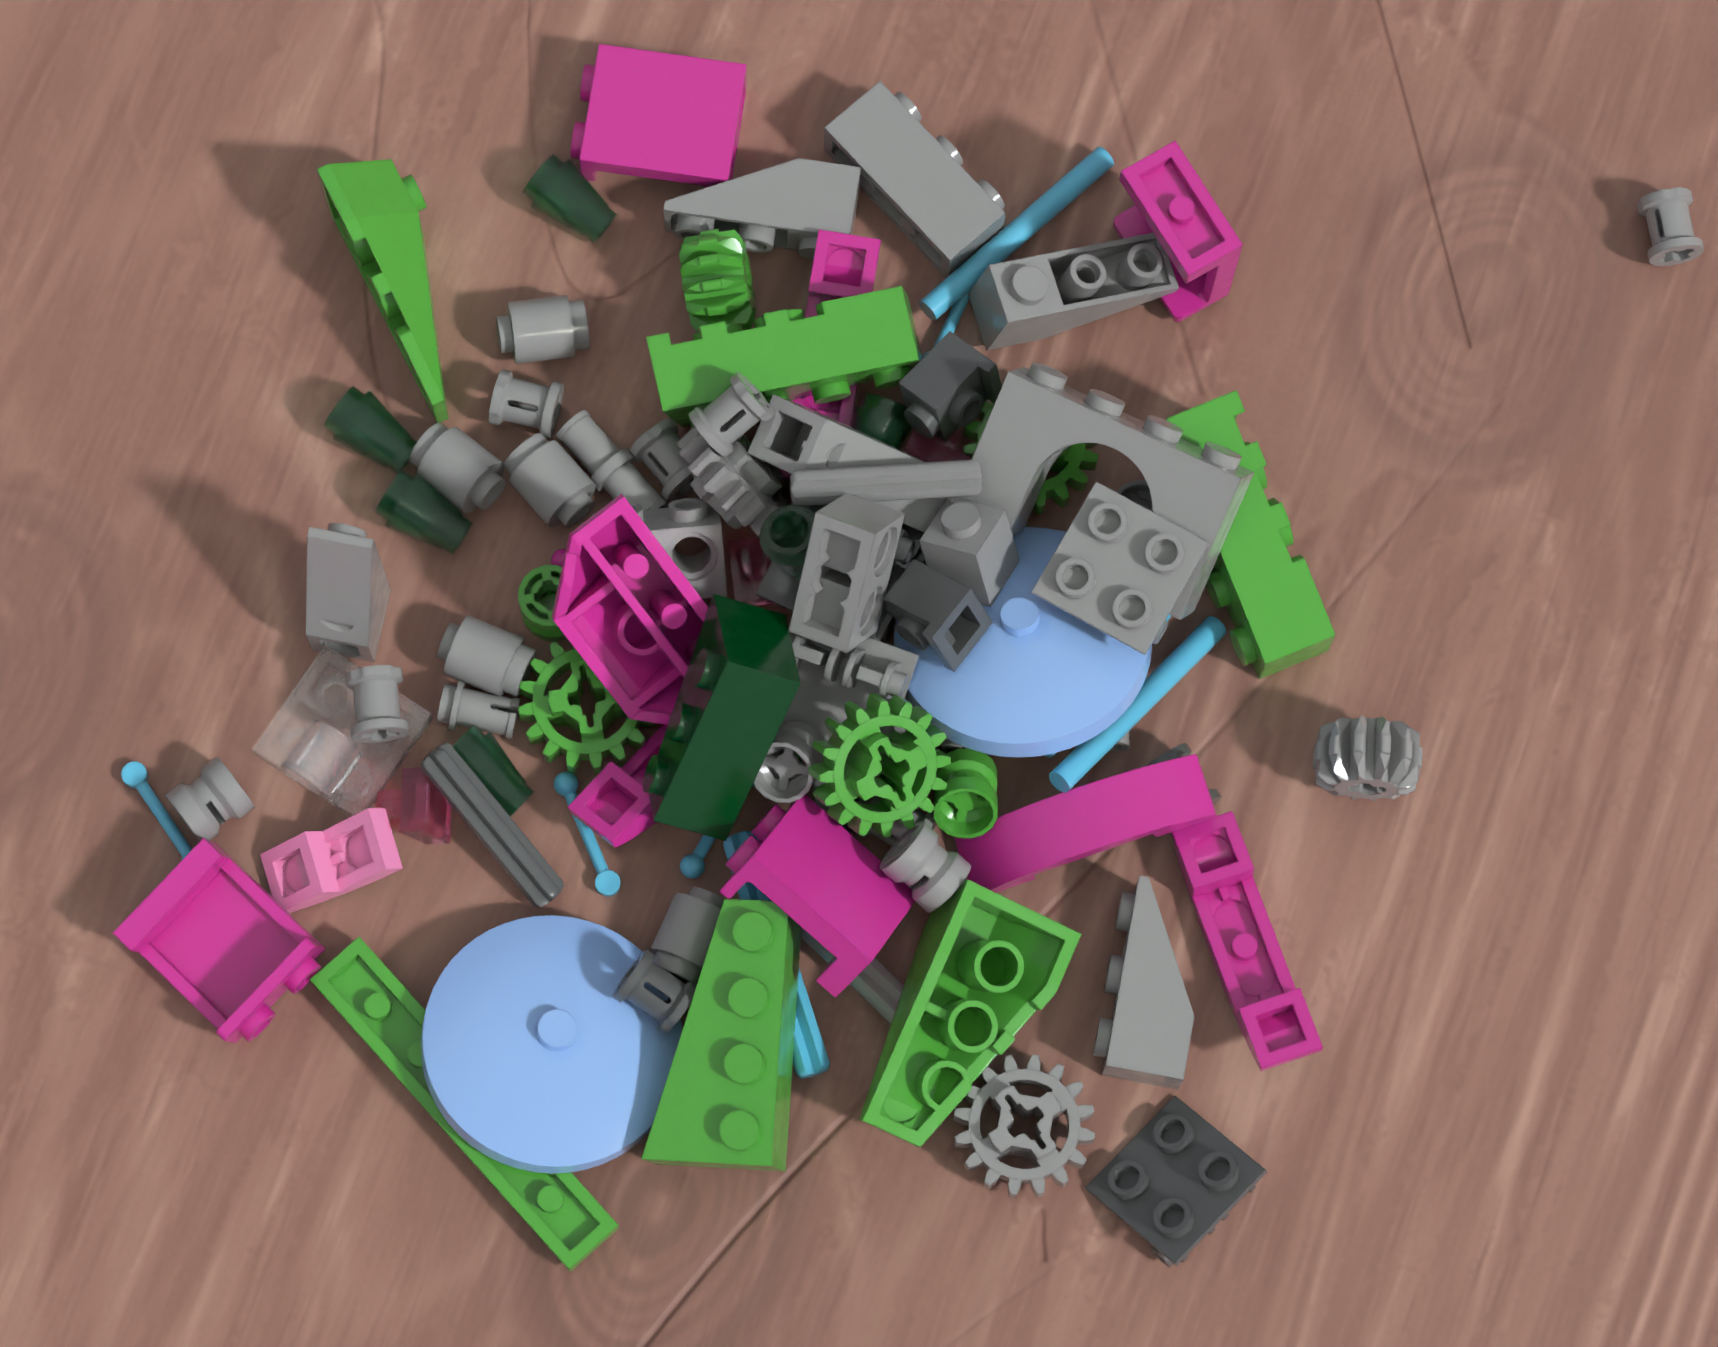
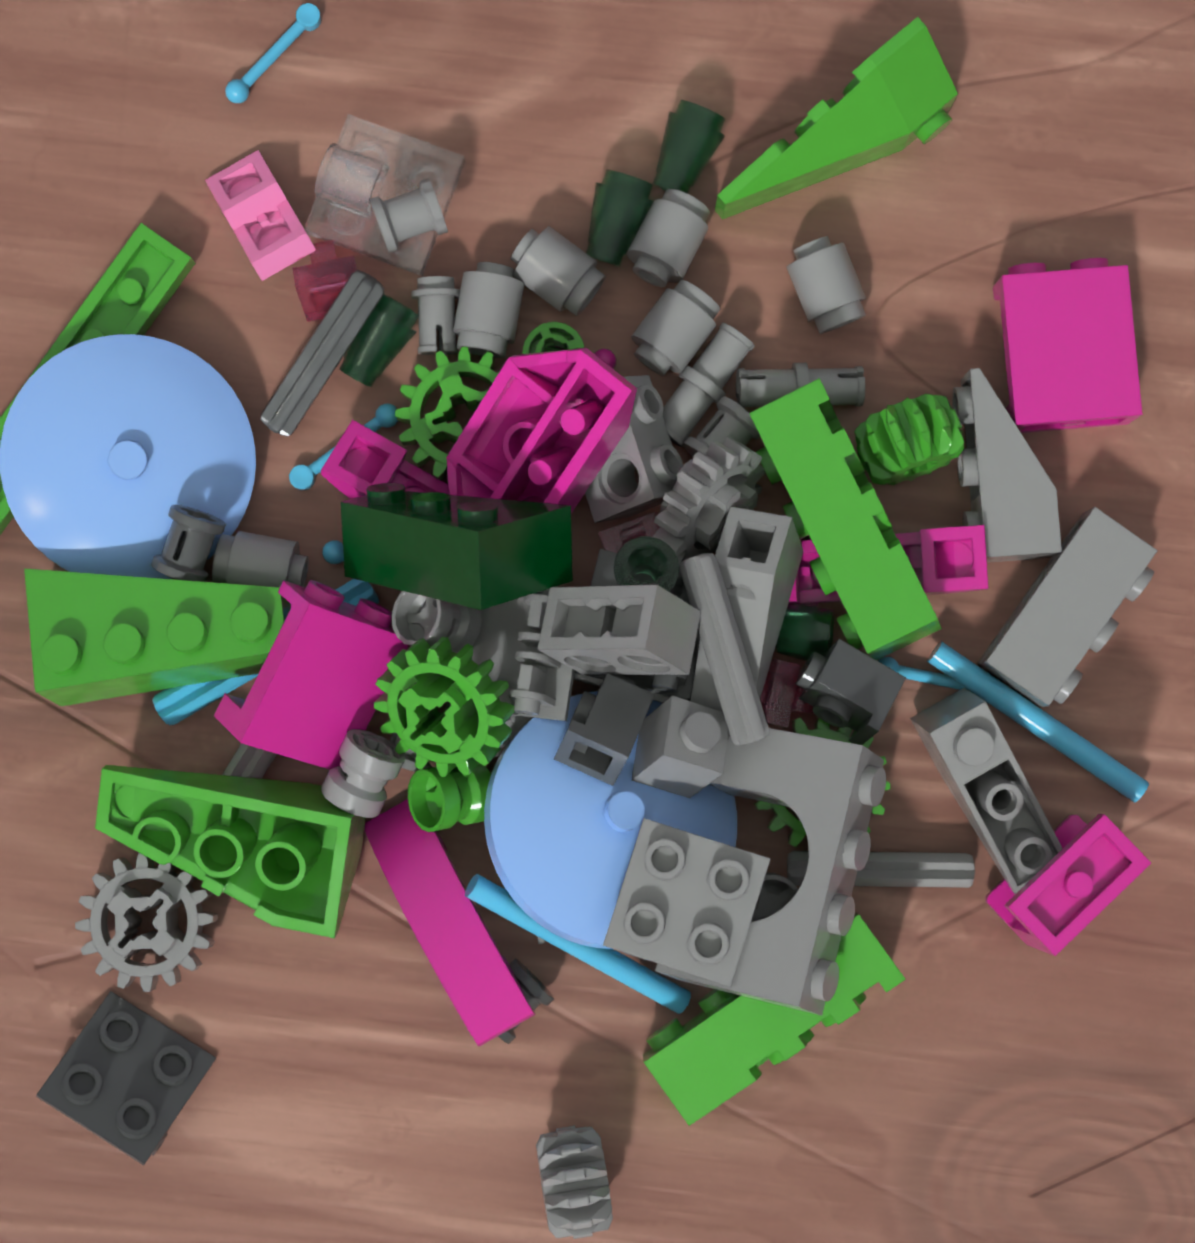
camera: 85 degrees right, 10 degrees up
(210, 800) = (291, 88): light grey wheel -> none
(222, 942) = (160, 134): dark pink panel -> none
(345, 591) = (507, 158): light grey slope -> none
(464, 581) = (557, 270): none -> light grey brick
(545, 398) = (748, 286): light grey bush -> none
(569, 198) = (966, 277): clear green cone -> none
(635, 380) = (763, 386): none -> light grey pin
(731, 414) = (758, 480): light grey bush -> none
(1131, 388) = (900, 869): none -> light grey axle
(1151, 1009) = (275, 1020): light grey slope -> none
(1244, 943) = (364, 1100): dark pink slope -> none

